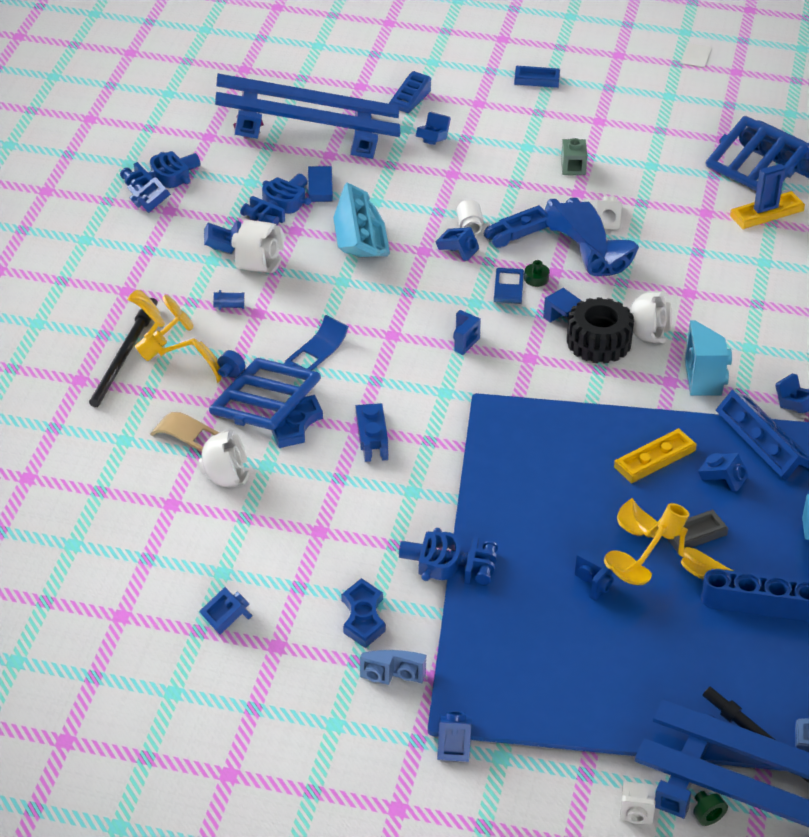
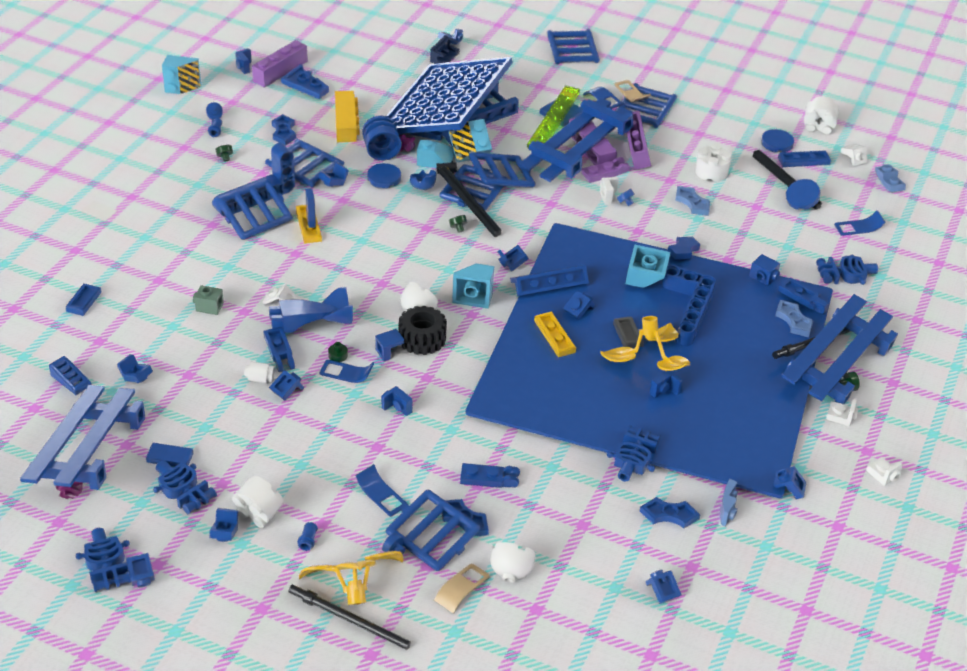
camera: 80 degrees left, 0 degrees up
(359, 225) = (252, 438): medium azure wedge -> none

